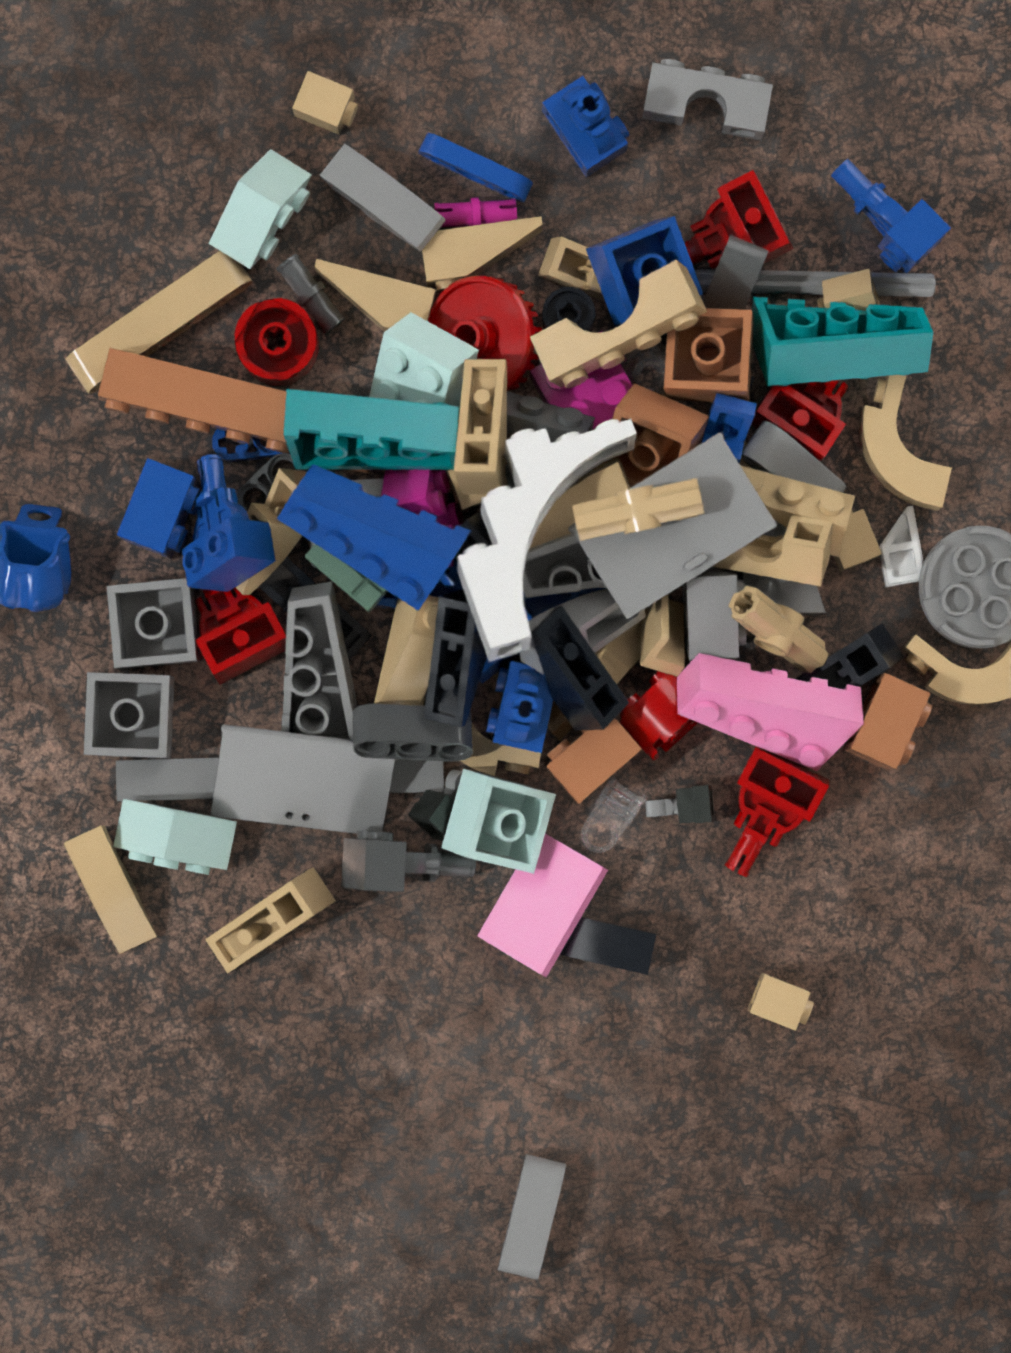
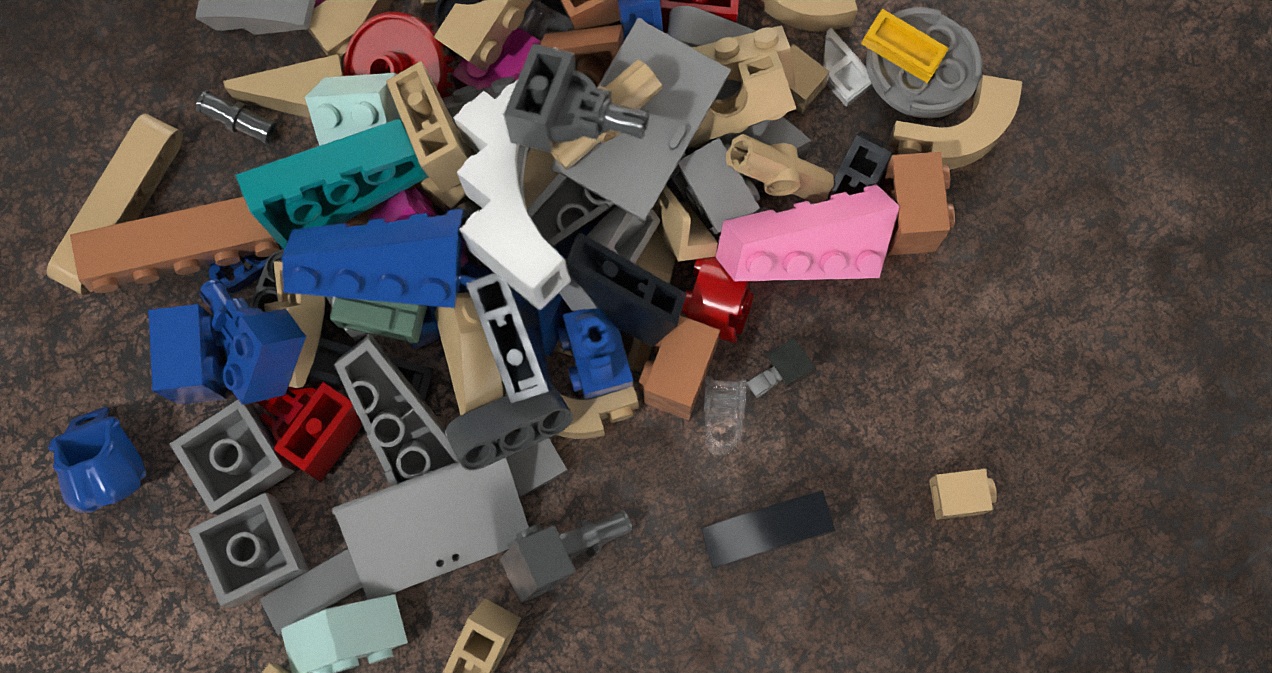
camera: 25 degrees left, 10 degrees down
(260, 206) = (151, 65): light aqua brick -> none
(274, 318) = (214, 158): red brick -> none
(435, 808) = (573, 488): pearl dark grey piece -> none
(498, 821) = (628, 465): light aqua brick -> none
(544, 907) = (706, 520): bright pink tile -> none
(606, 492) = (562, 105): none -> dark grey brick
(775, 796) = (856, 317): red brick -> none
(967, 565) = (904, 45): none -> yellow tile

